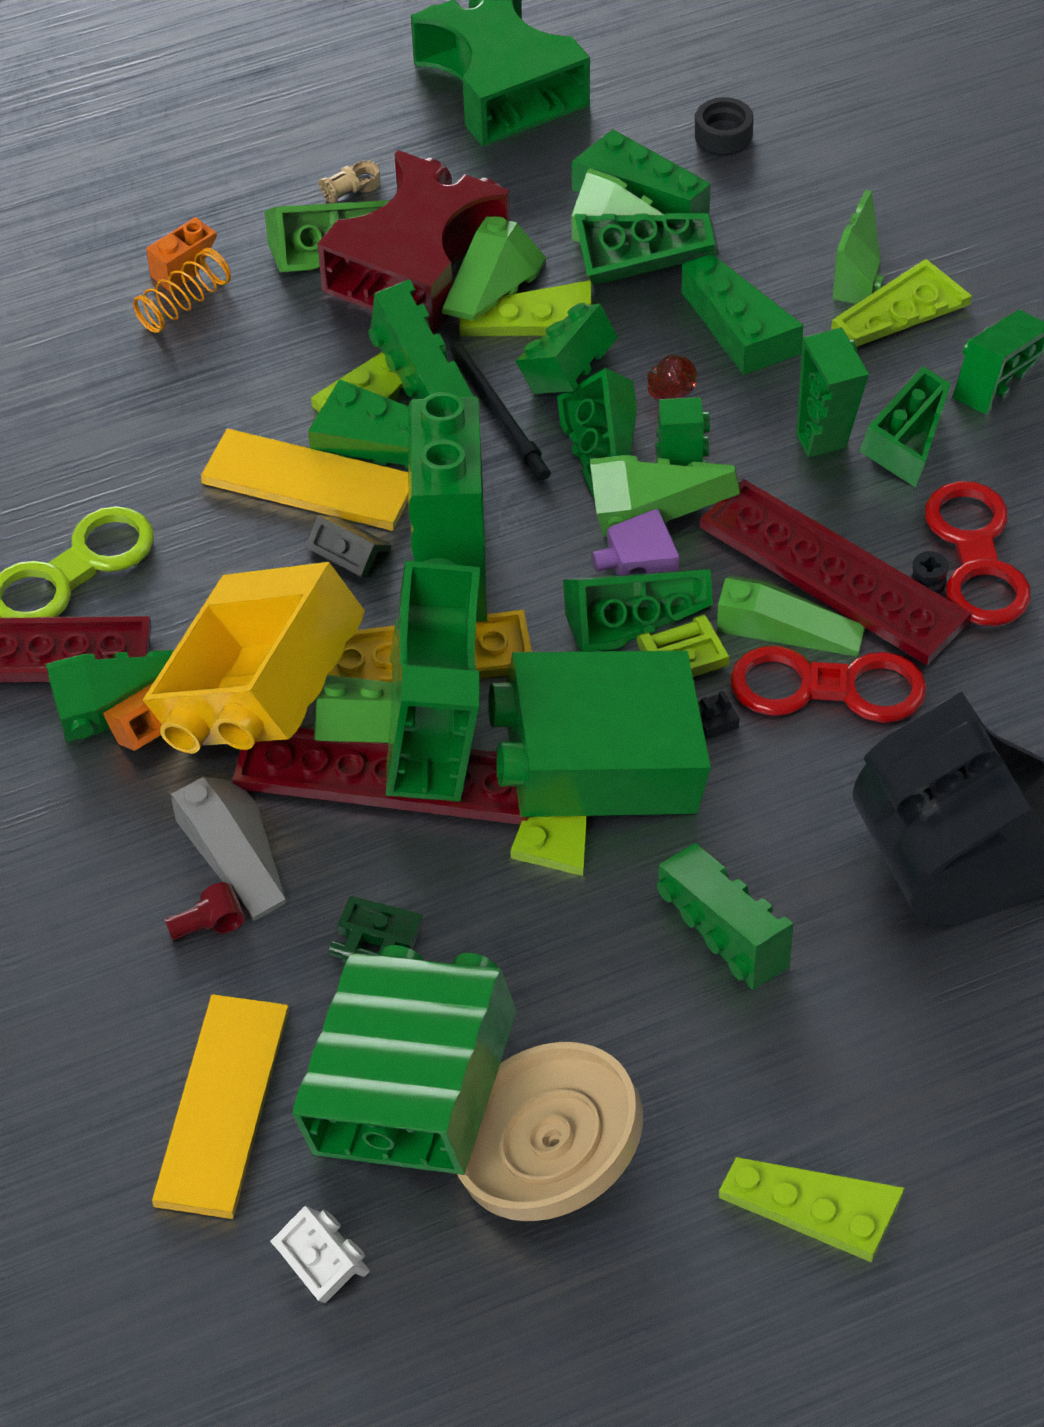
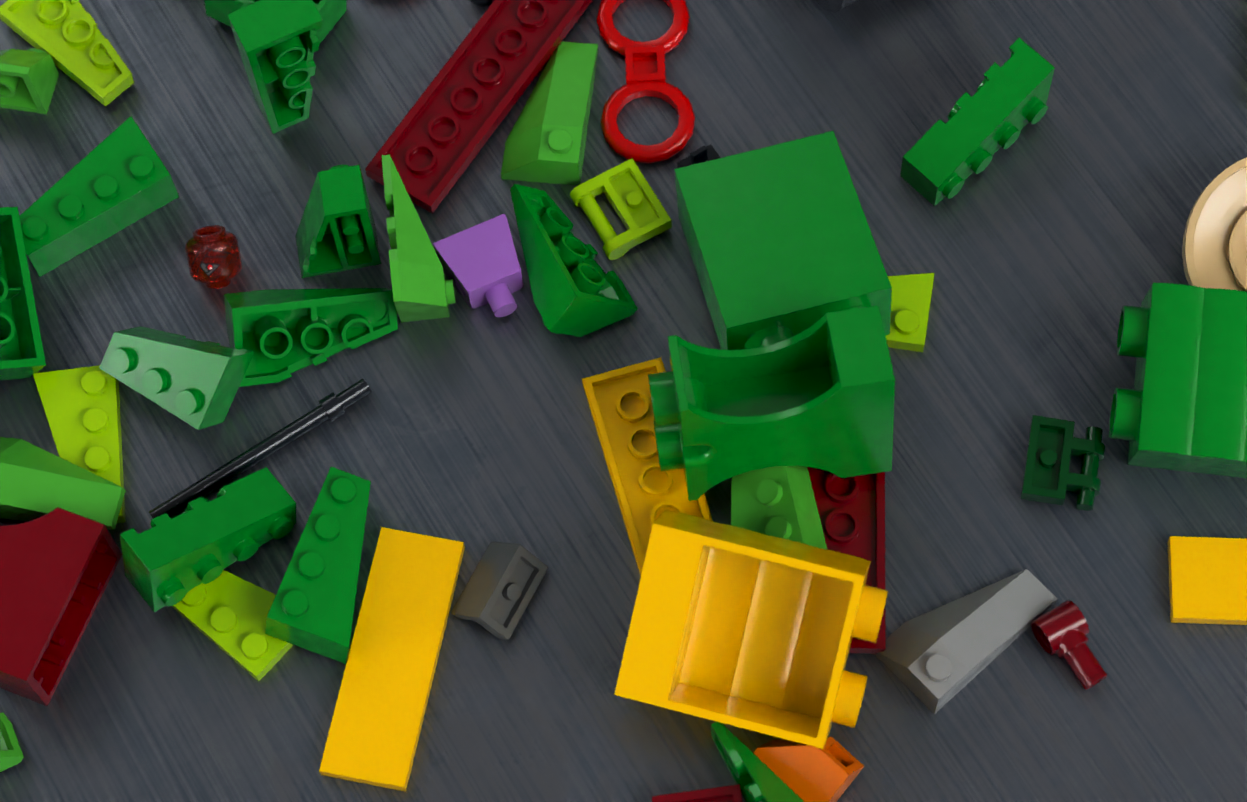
camera: 95 degrees left, 15 degrees up
(447, 484) = (510, 427): green brick -> none

